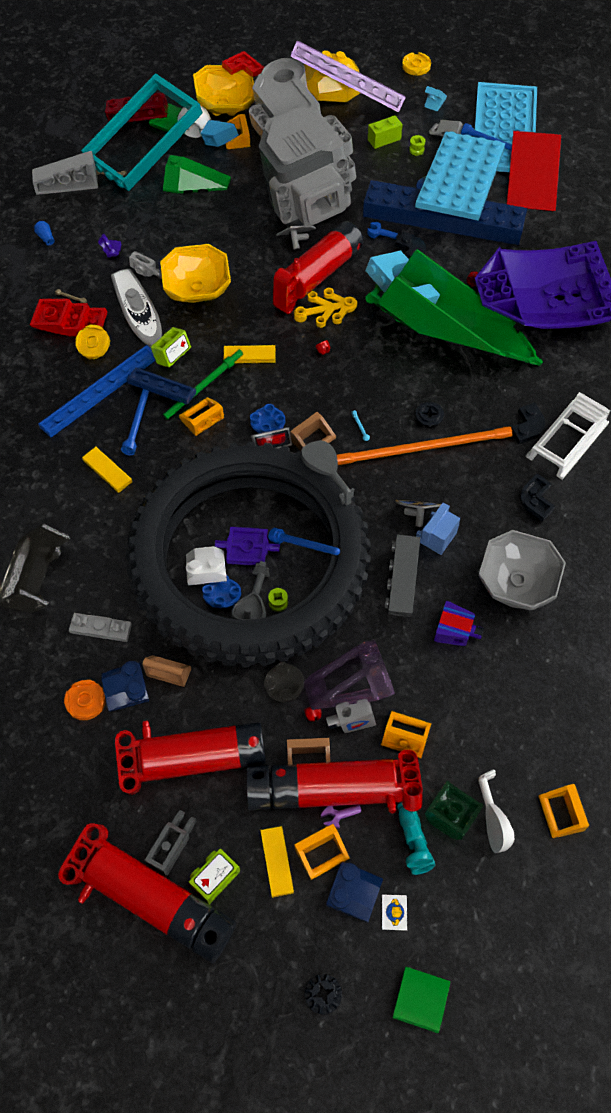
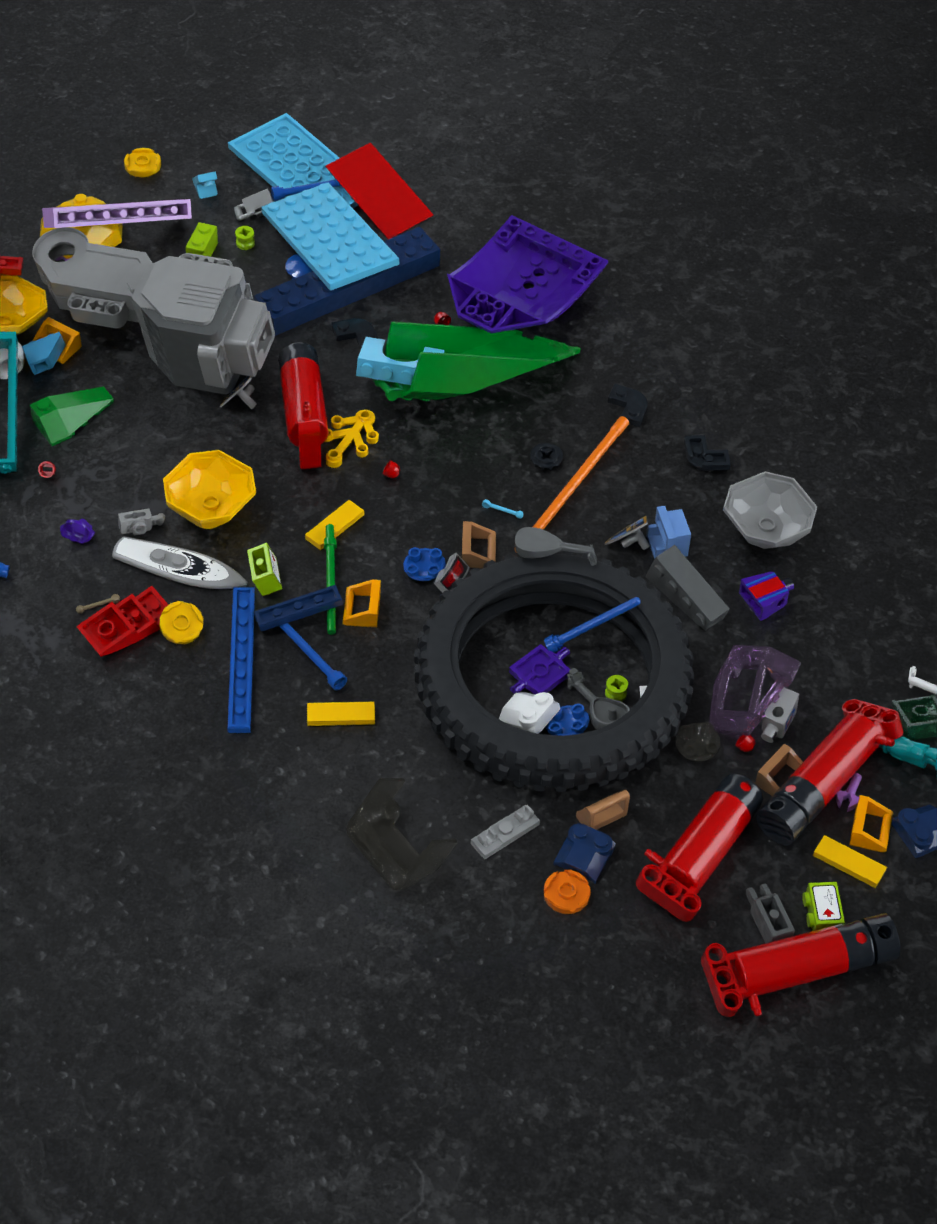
camera: 50 degrees left, 10 degrees down
(140, 203) = (46, 474): none -> red hinge
(376, 230) = (303, 337): blue bar -> none
(401, 739) = (827, 703): light orange tile -> none
(587, 409) = (668, 356): white piece -> none

